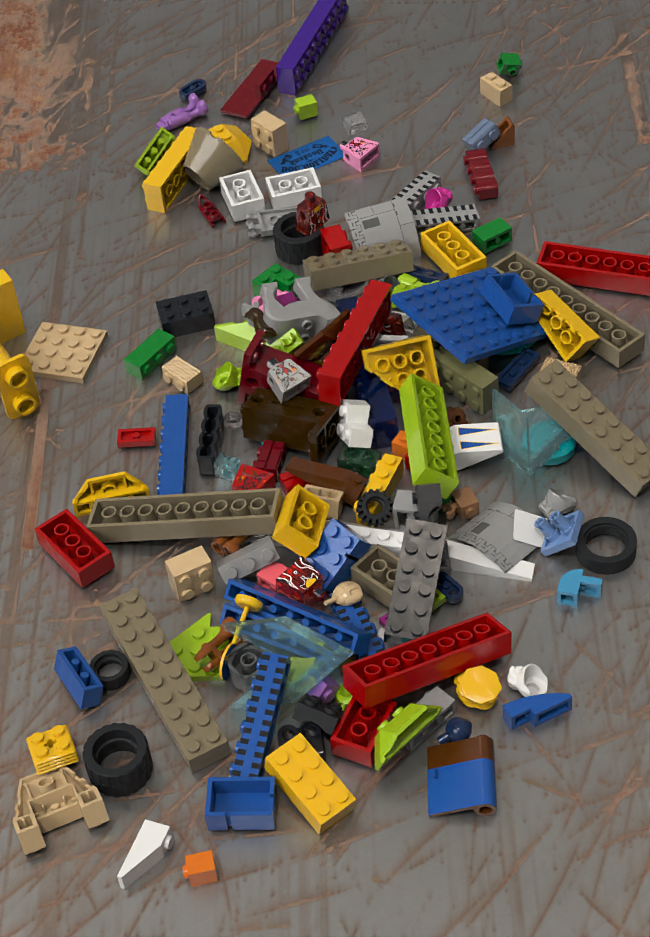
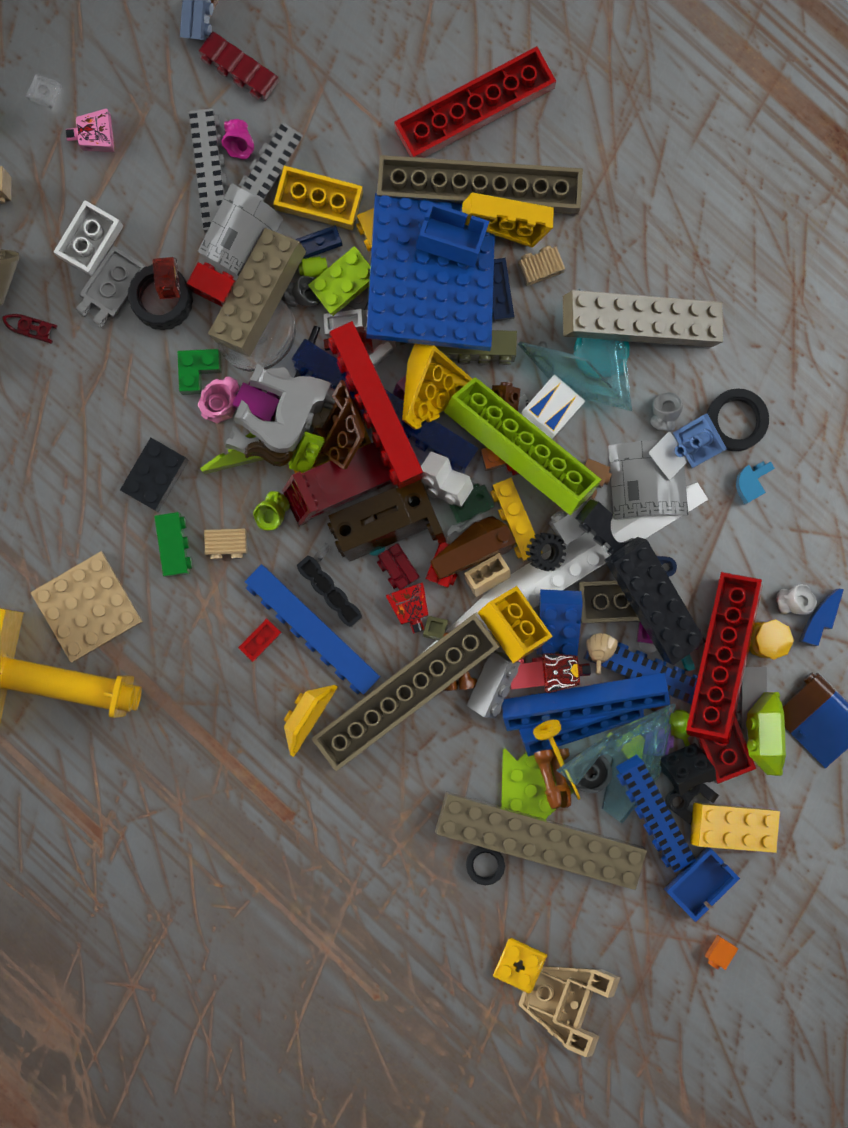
camera: 50 degrees left, 40 degrees up
(74, 548) = (340, 792): red brick -> none
(78, 677) = (475, 896): blue brick -> none
(113, 739) = (588, 956): black tyre -> none
(146, 851) = (671, 972): white slope -> none
(190, 574) = (461, 735): tan brick -> none
(226, 467) = (372, 603): clear light blue brick -> none
(241, 194) = (47, 287): white brick -> none
(287, 379) = (358, 496): light grey torso -> none
(310, 155) = (43, 176): clear blue sticker -> none
(456, 729) = (787, 686): dark blue piece -> none
(492, 235) = (330, 145): green brick -> none

